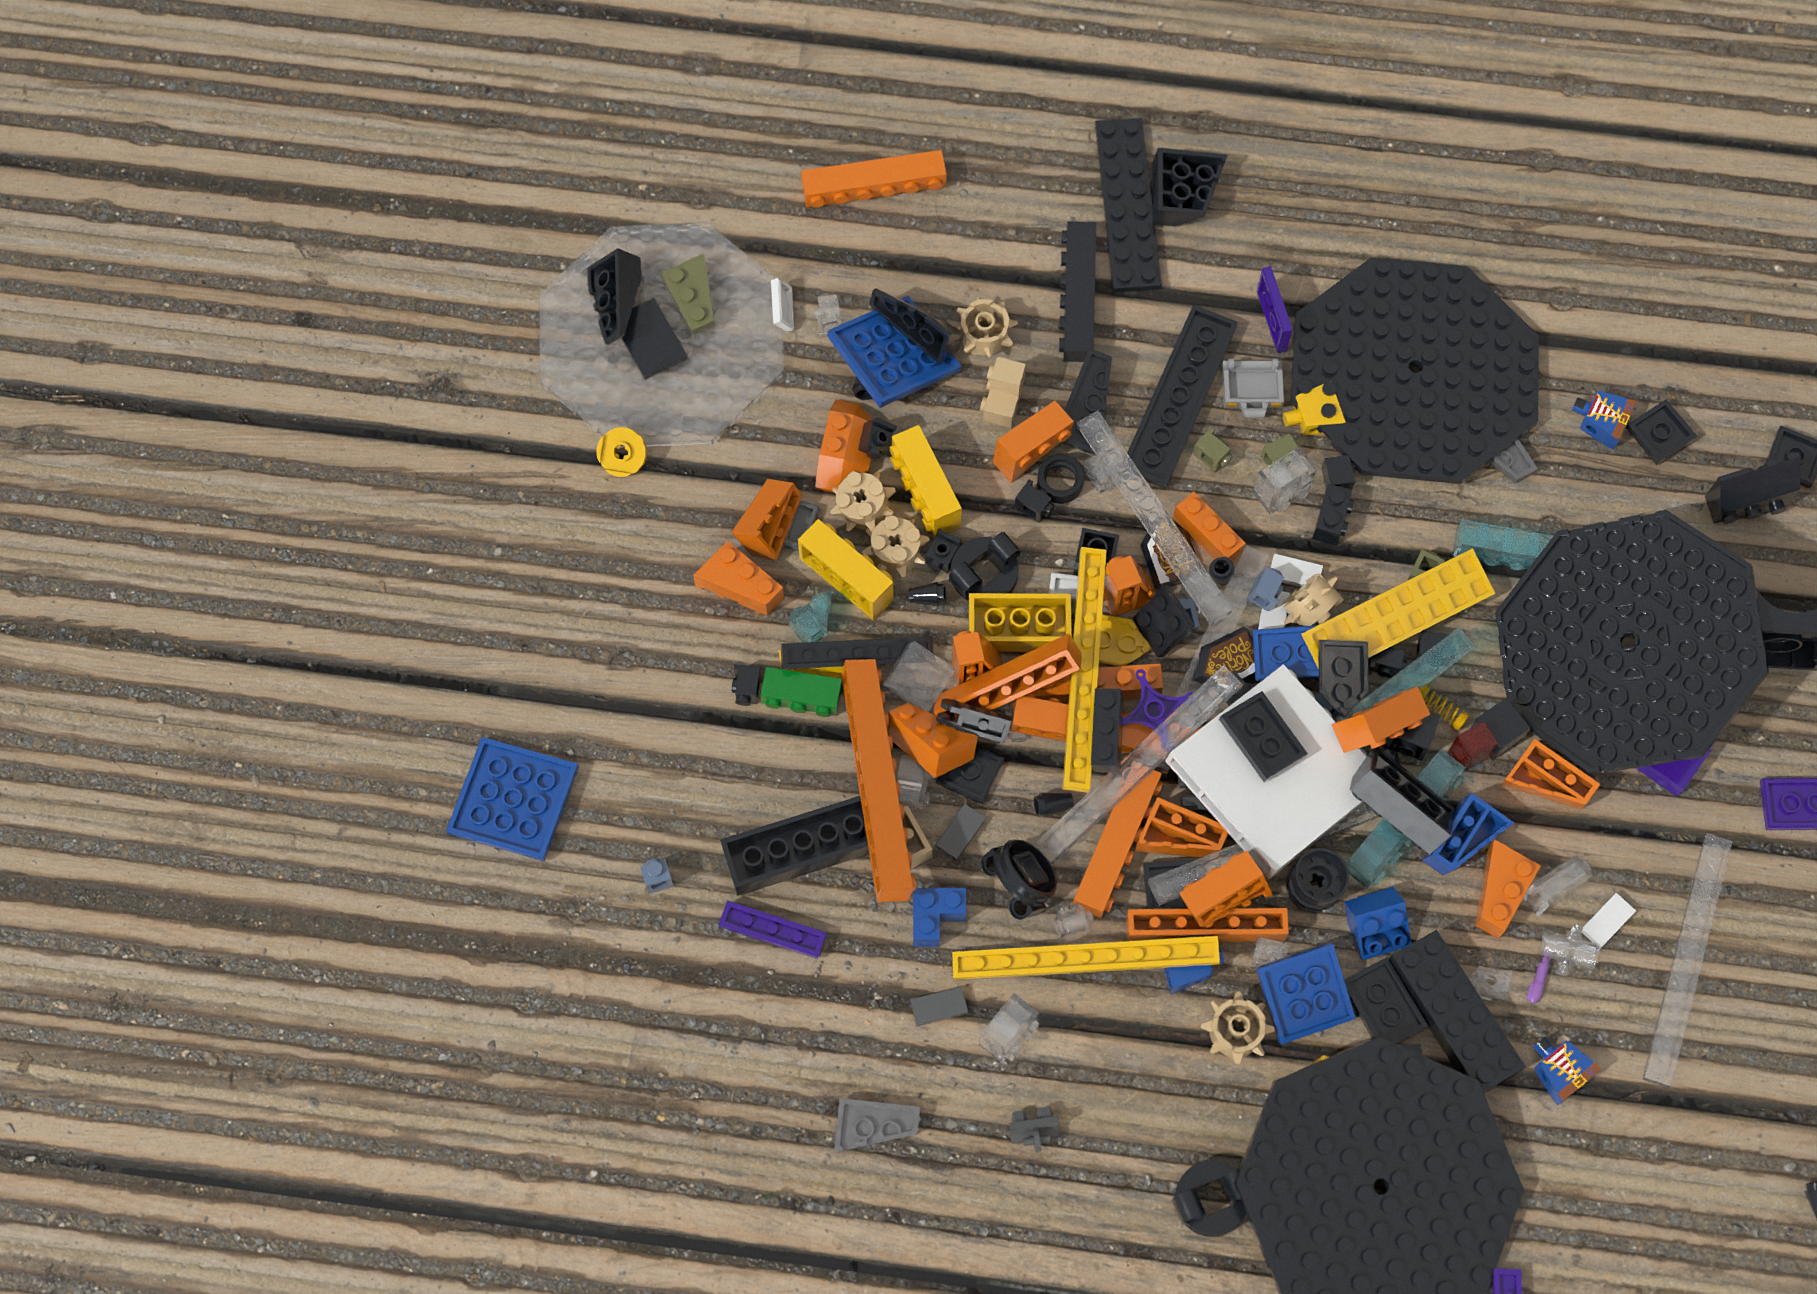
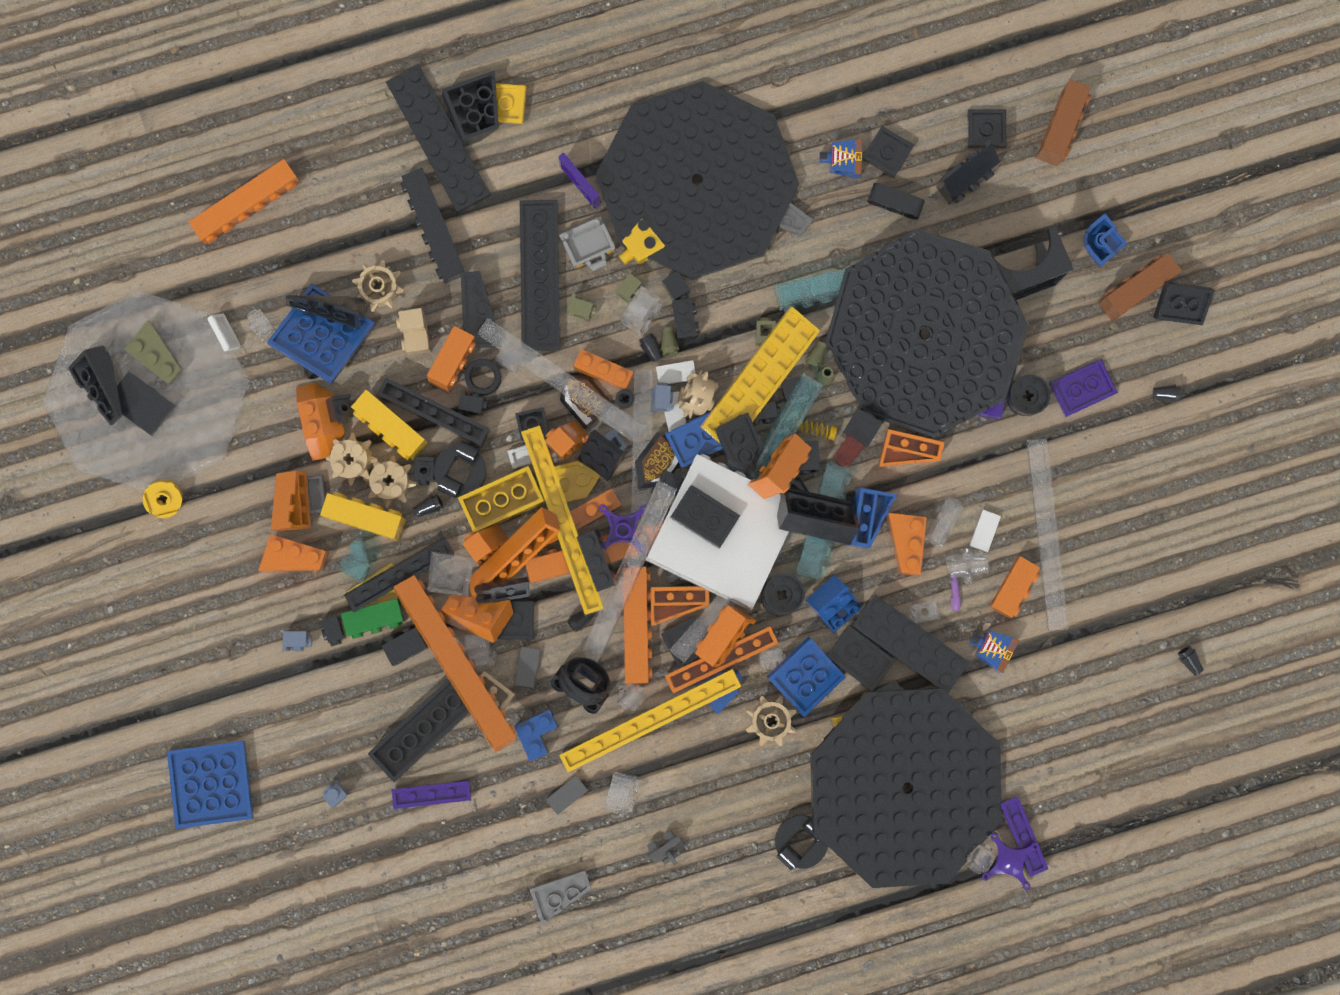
camera: 30 degrees left, 15 degrees up
(697, 677) = (296, 640): none -> sand blue brick
(823, 740) = (404, 646): none -> black brick
(985, 490) = (433, 412): none -> black brick
(1230, 199) = (511, 103): none -> yellow plate
(1278, 527) = (651, 347): none -> black cone
(1302, 534) = (669, 343): none -> olive cone
(1477, 624) = (816, 356): none -> olive cone
(1483, 650) = (825, 380): none -> olive cone
(1620, 1005) = (1015, 587): none -> orange brick
(1648, 488) = (895, 201): none -> black beam
(1741, 772) = (1039, 392): none -> black wheel

